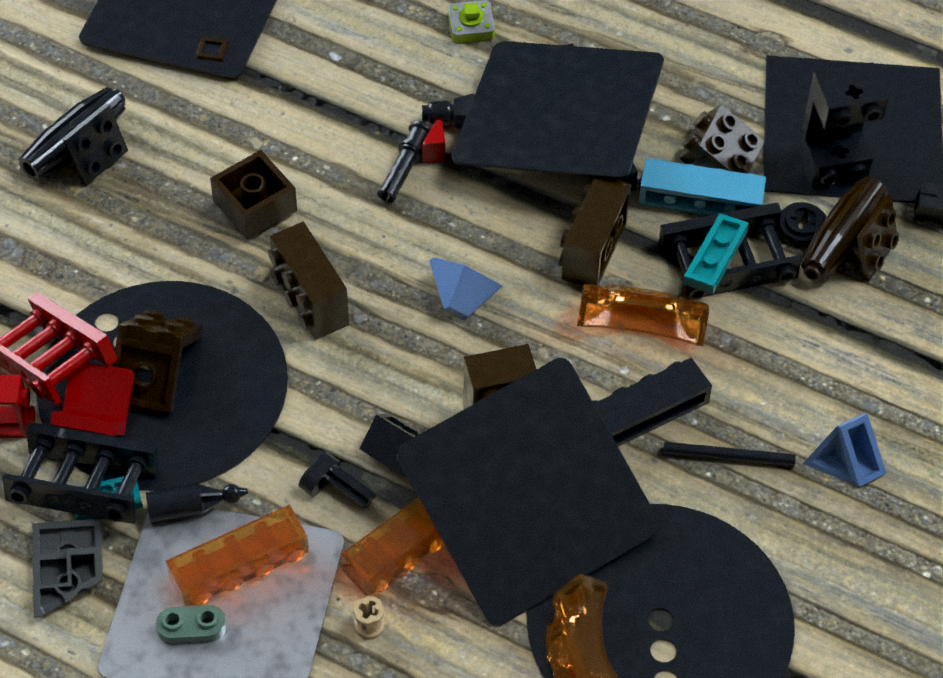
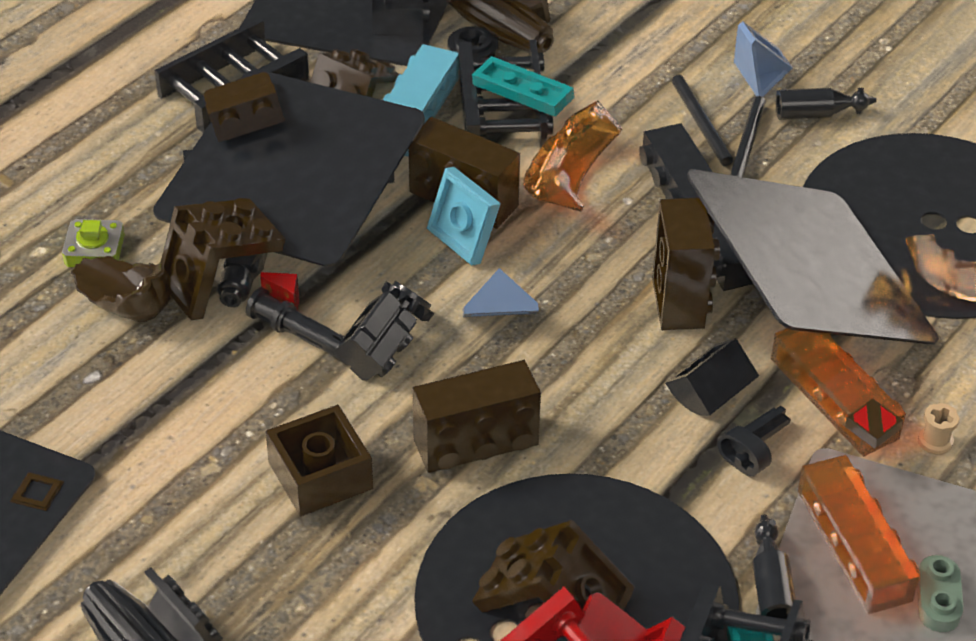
camera: 80 degrees left, 10 degrees down
(342, 552) = (873, 423): none -> dark brown tile
(392, 208) = (376, 337): none -> black brick
(417, 46) = (123, 288): none -> dark brown hair
(443, 79) = (203, 236): none -> dark brown bracket
(447, 226) = (411, 301): none -> black gear
(540, 238) = (463, 216): none -> medium azure tile
(607, 58) = (243, 106): none -> dark brown bracket
(695, 83) = (220, 53): none -> black fence
(750, 415) = (702, 120): none -> black bar
(798, 505) = (818, 102): none -> black wheel

